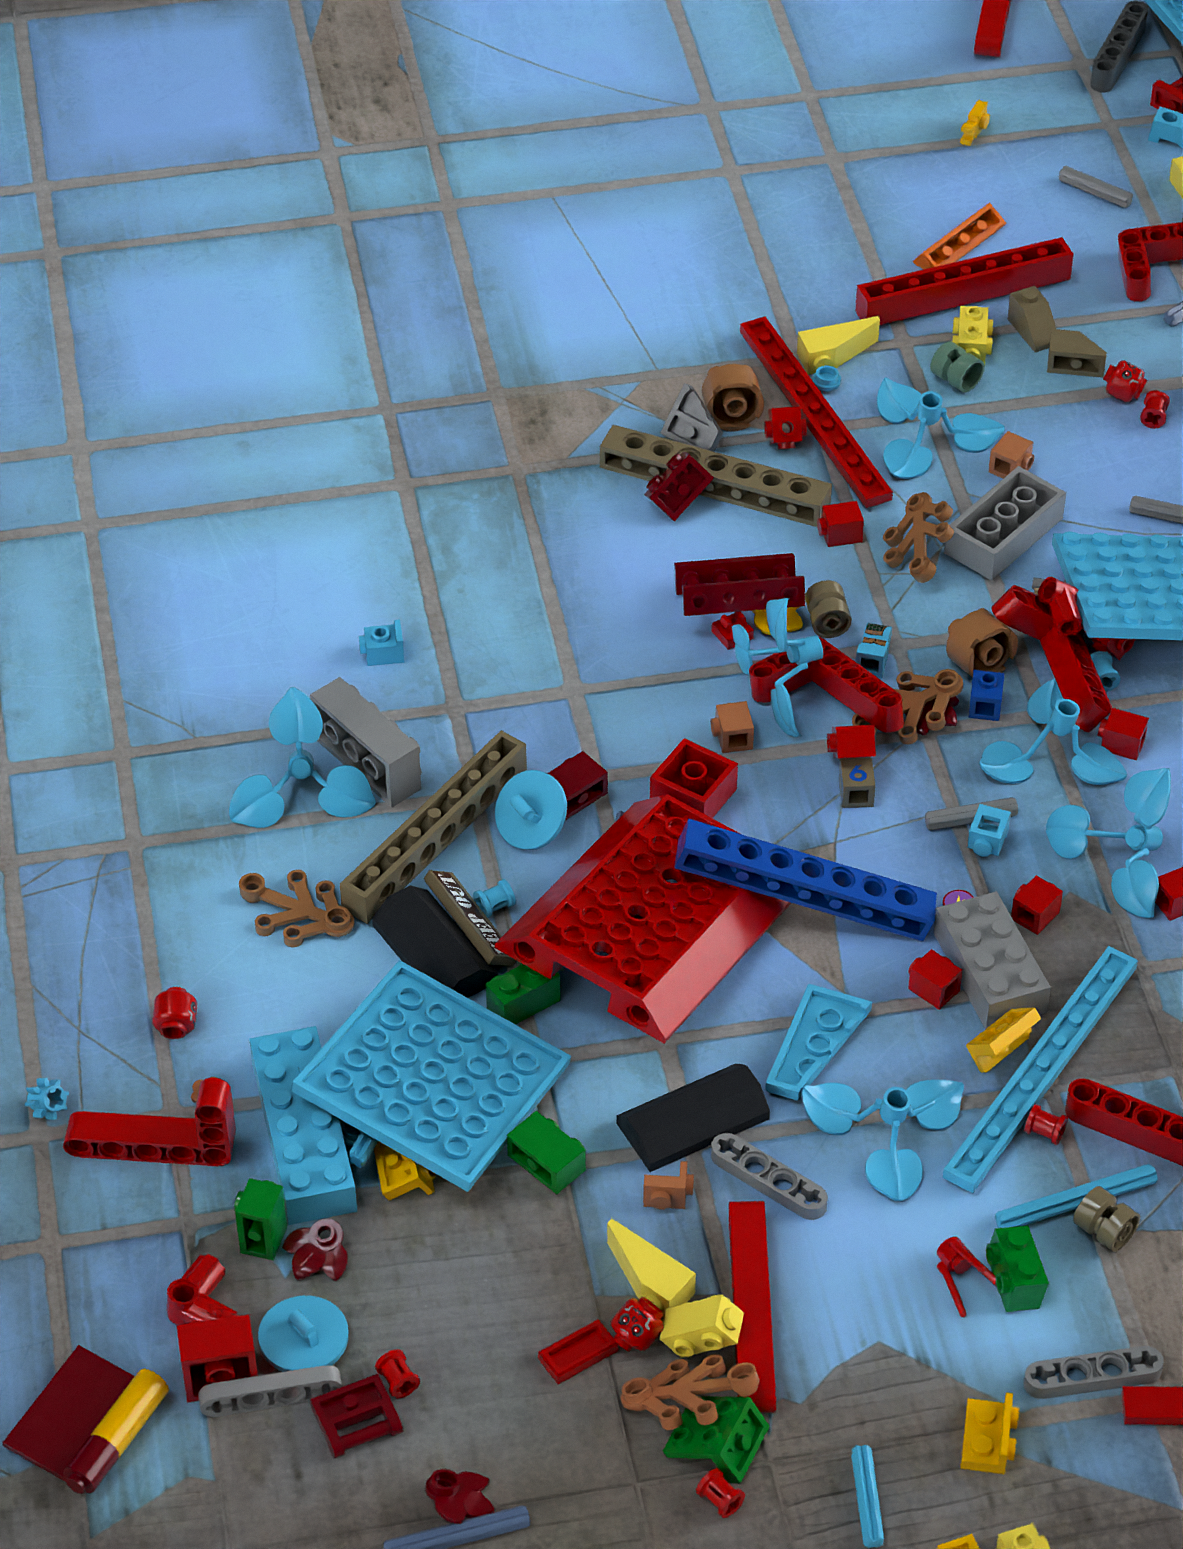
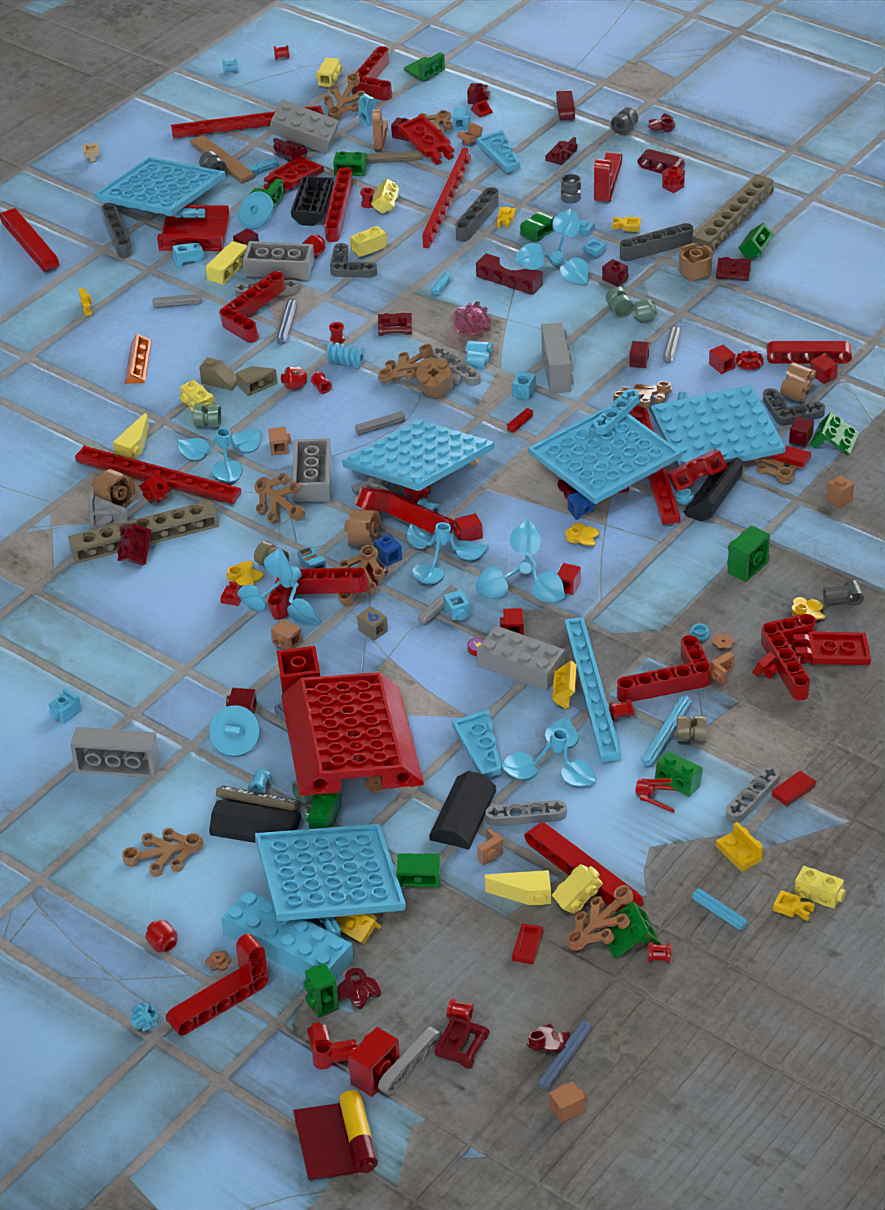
camera: 40 degrees left, 5 degrees down
(297, 721) = (129, 785): medium azure plant -> none
(303, 1333) = (398, 1021): medium azure shield -> none
(433, 826) = (194, 768): dark tan brick -> none
(637, 1324) = (545, 910): red head -> none
(738, 584) = (217, 570): dark red fence -> none
(805, 880) = (407, 673): blue brick -> none
(826, 378) = (146, 456): medium azure plate -> none
(841, 524) = (232, 516): red brick -> none
(852, 741) = (355, 604): red brick -> none
(934, 978) = (504, 682): red brick -> none
(965, 281) = (167, 375): red brick -> none
(1062, 605) = (389, 485): red piece -> none

